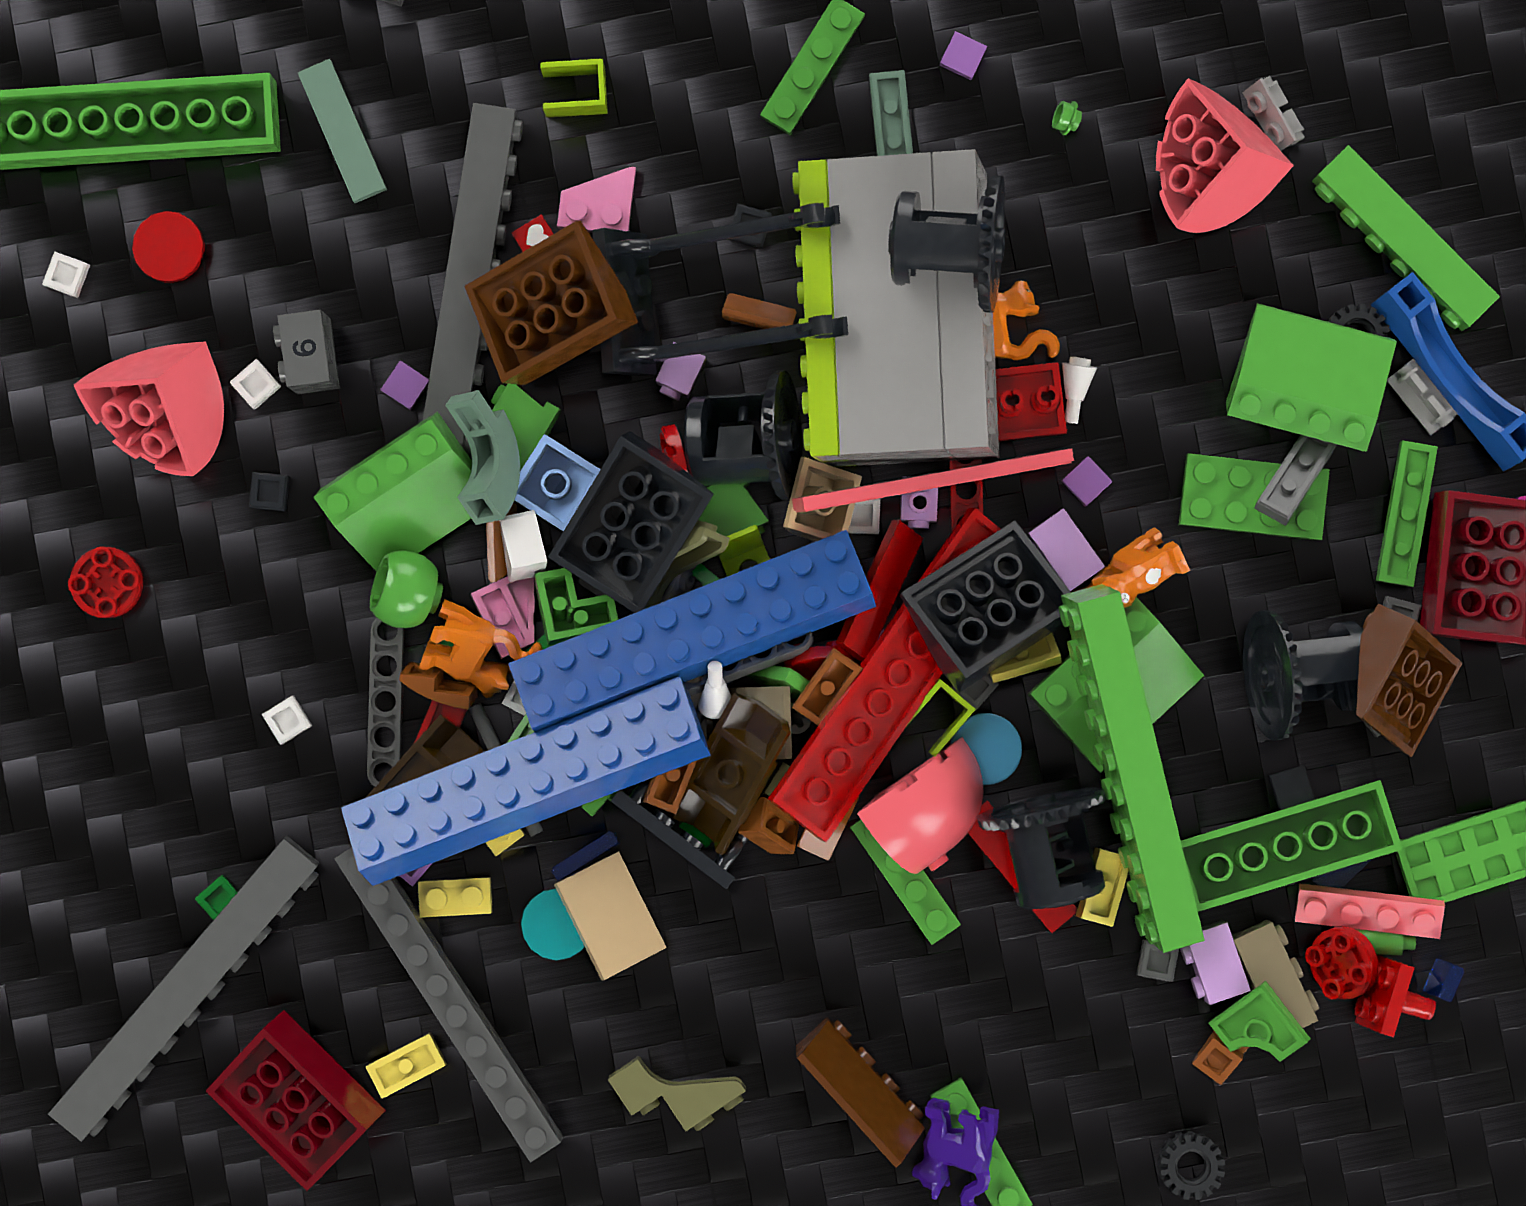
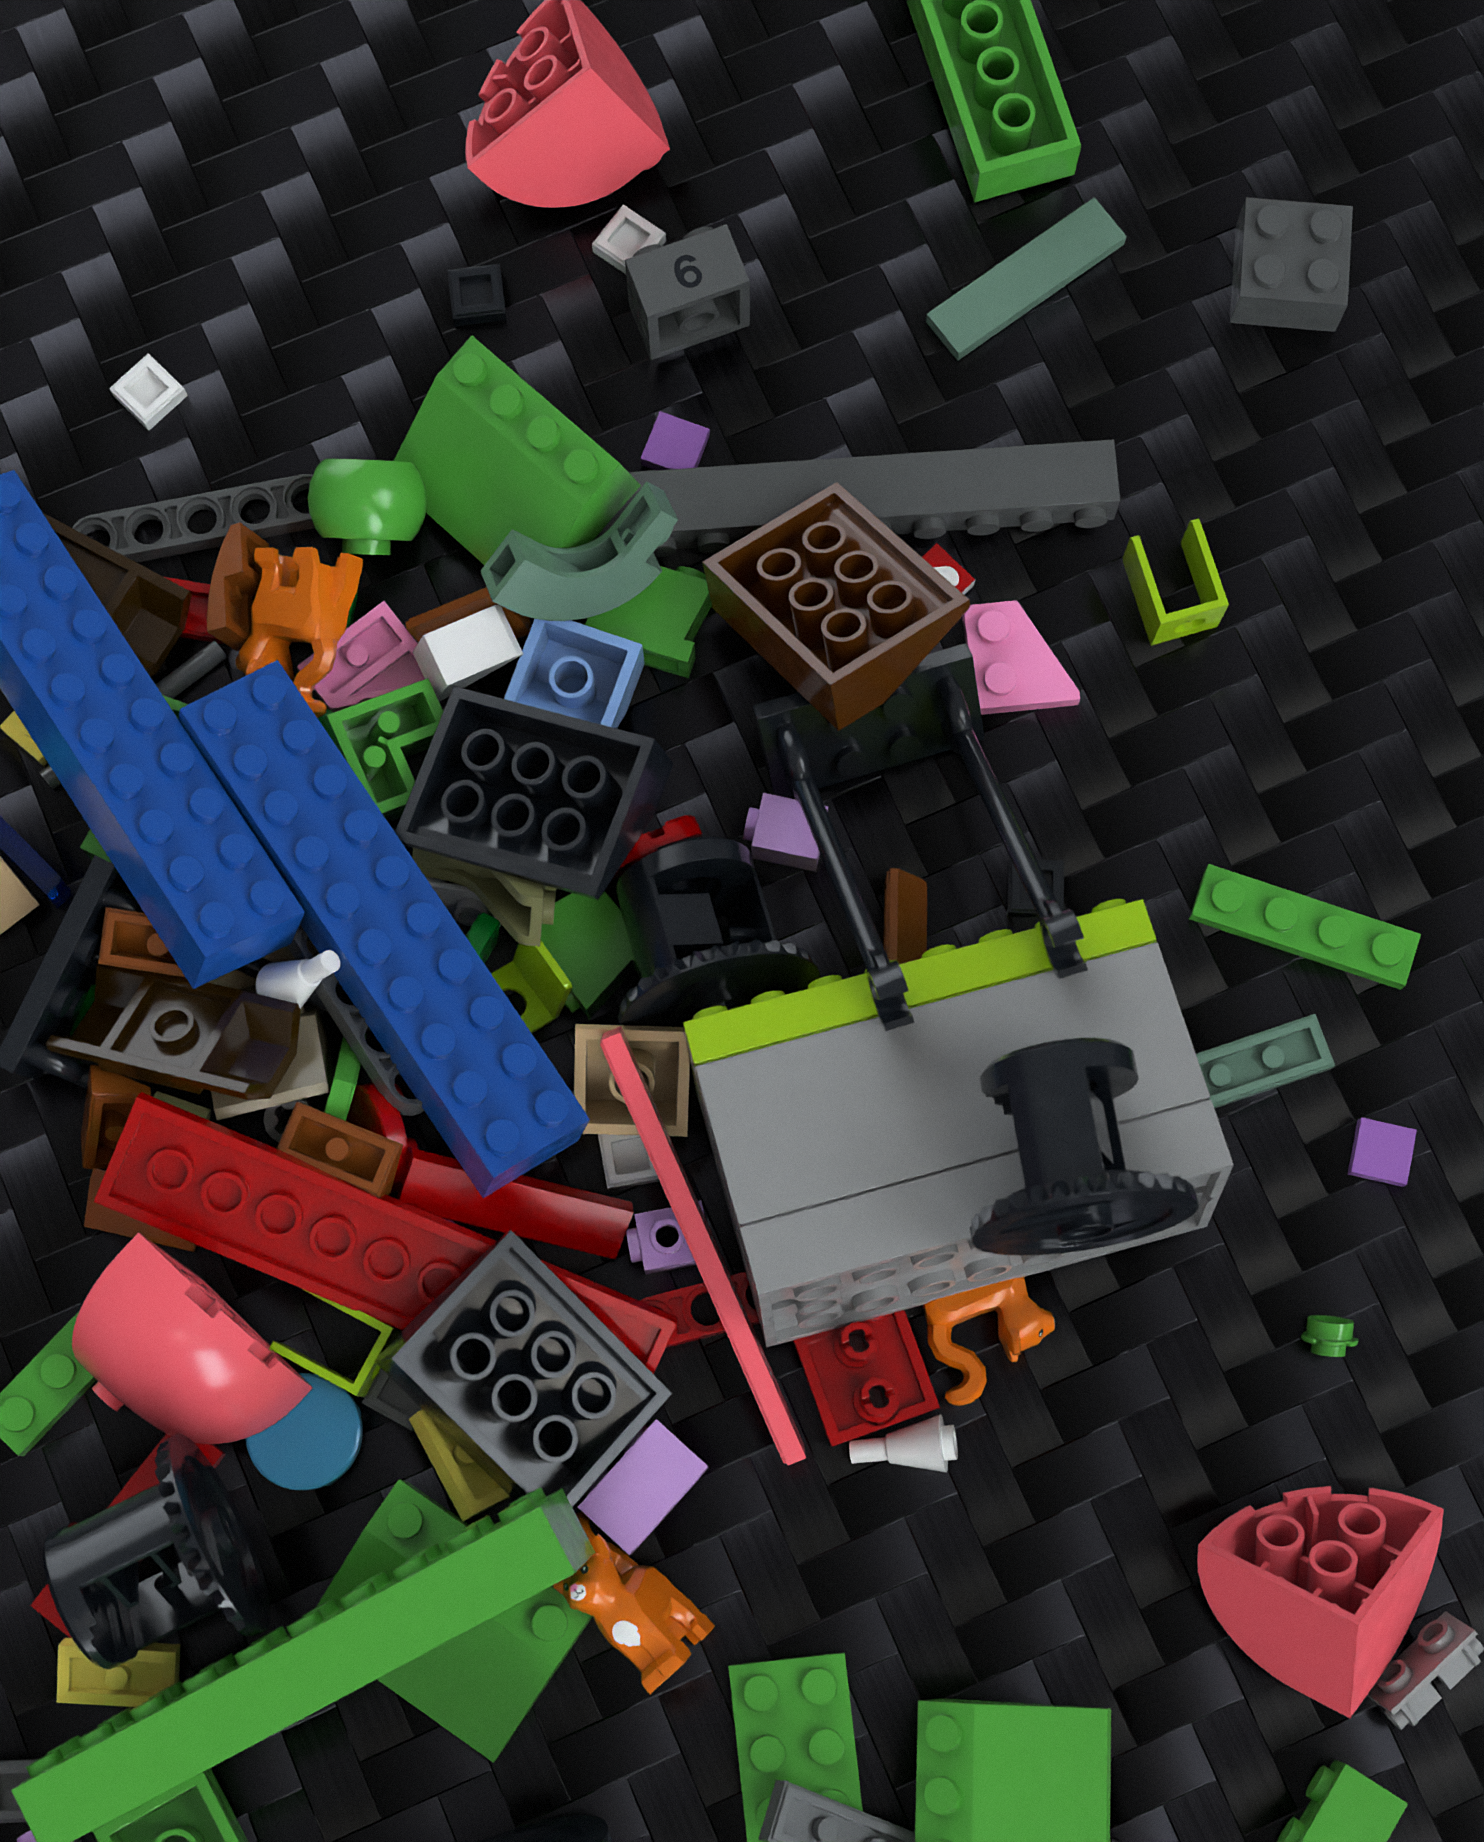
camera: 75 degrees right, 10 degrees down
(106, 582) = (298, 105): red tile -> none
(168, 247) = (798, 83): red tile -> none
(1086, 481) = (763, 1498): medium lavender tile -> none

